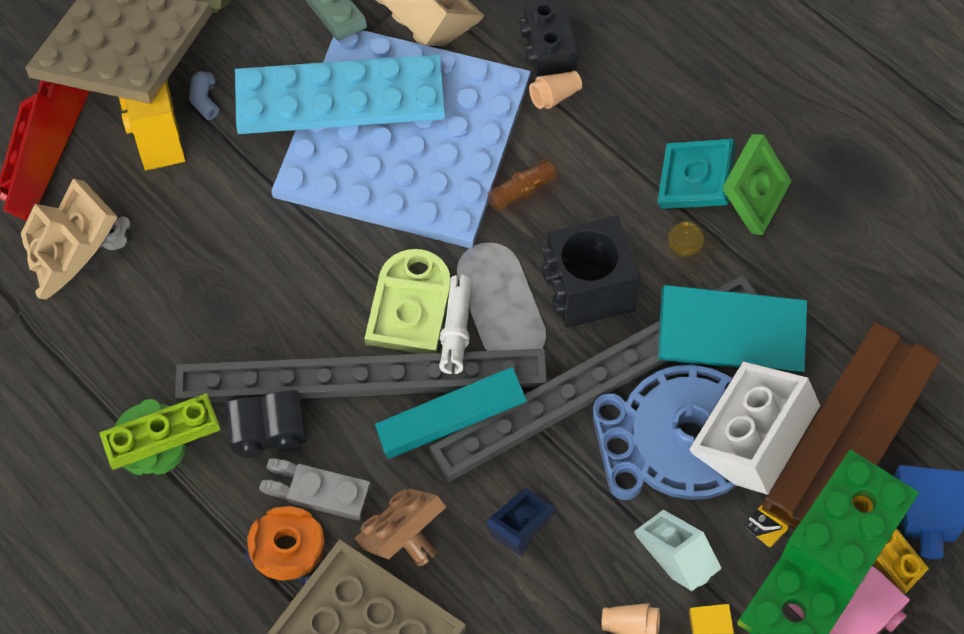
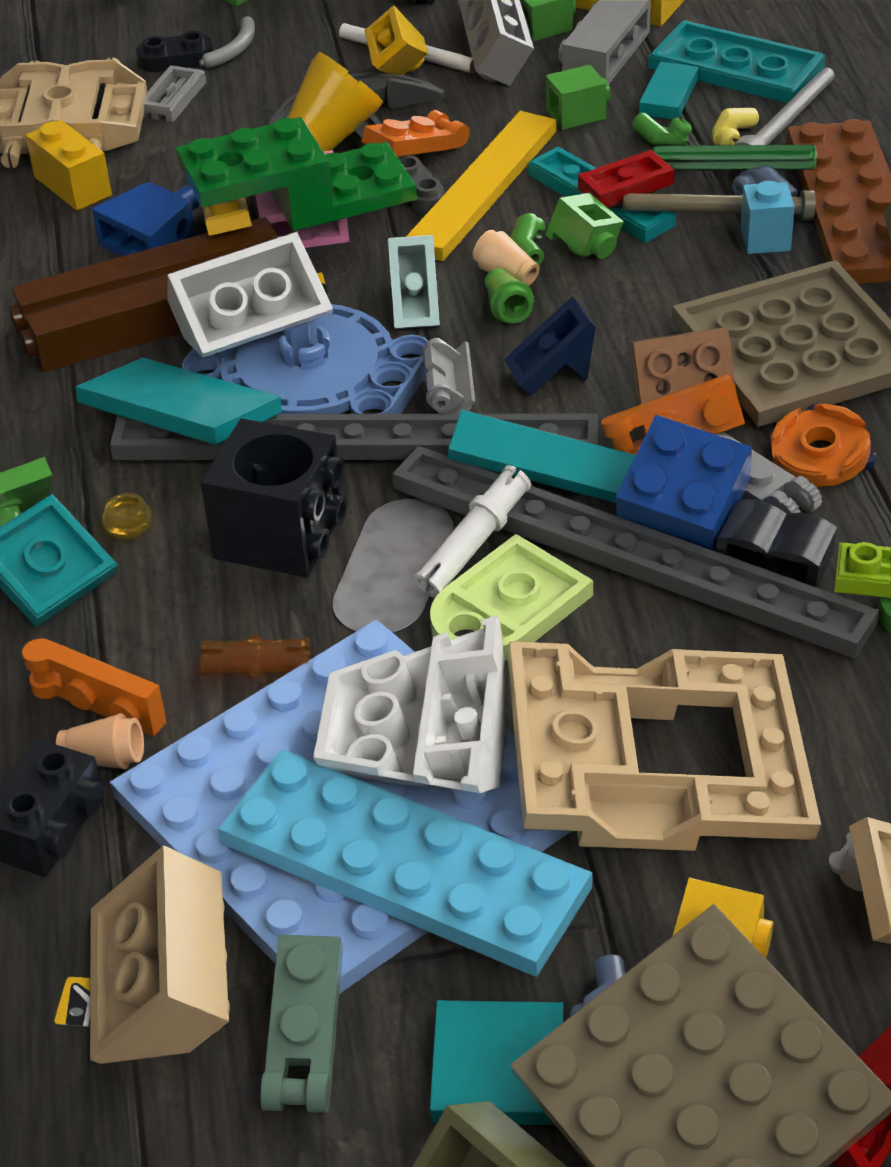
camera: 145 degrees left, 20 degrees down
(236, 43) = (475, 1053): none -> teal tile
(293, 201) = (582, 758): none -> tan piece
(341, 420) = (684, 482): none -> blue brick
(376, 155) = (421, 715): none -> white wedge
(390, 486) = (706, 406): none -> orange plate
(584, 470) = (449, 377): none -> light grey hinge
(589, 113) = (92, 684): none -> orange plate
(602, 579) = (508, 297): none -> bright green cone

